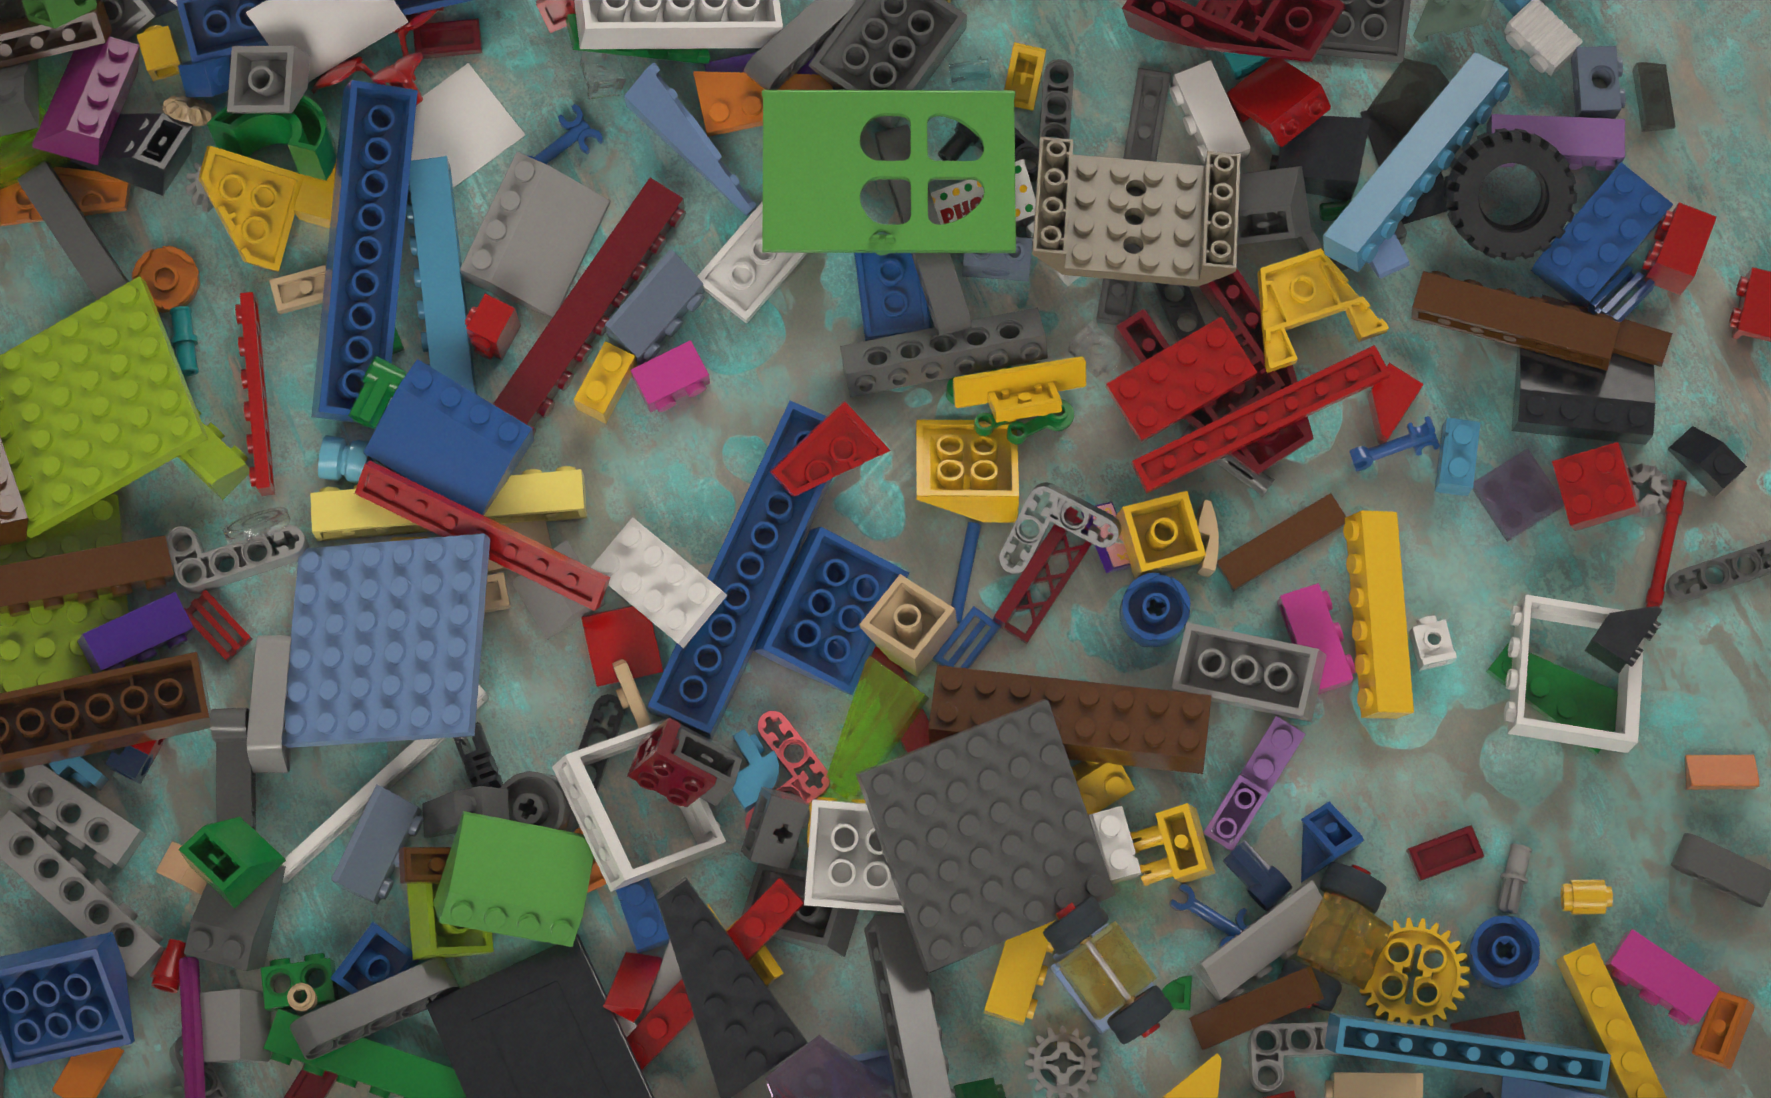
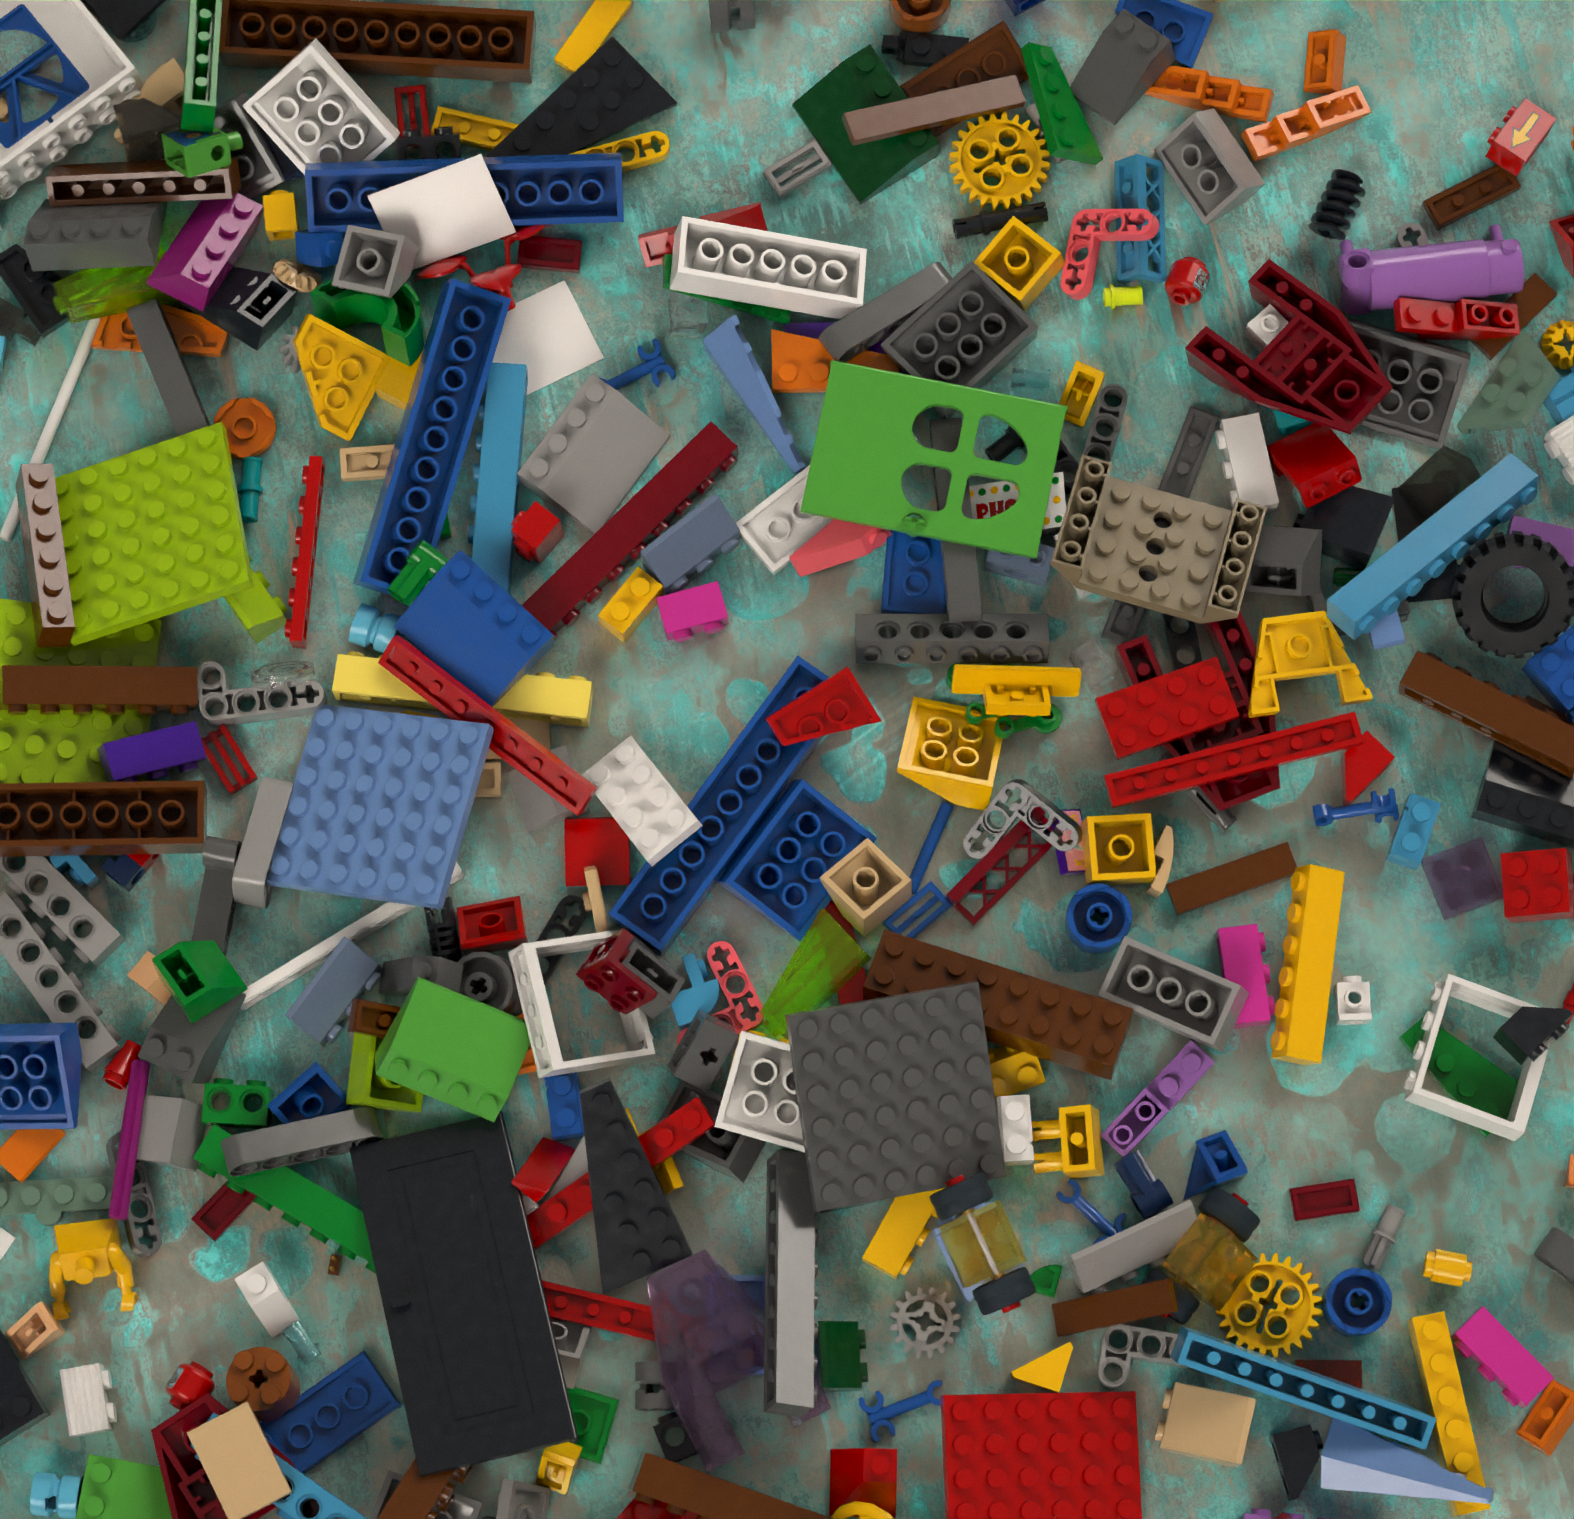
camera: 15 degrees right, 0 degrees up
(295, 993) = (232, 1112): tan pin -> none
(528, 743) = (491, 926): none -> red slope
(805, 279) = (836, 545): none -> coral slope

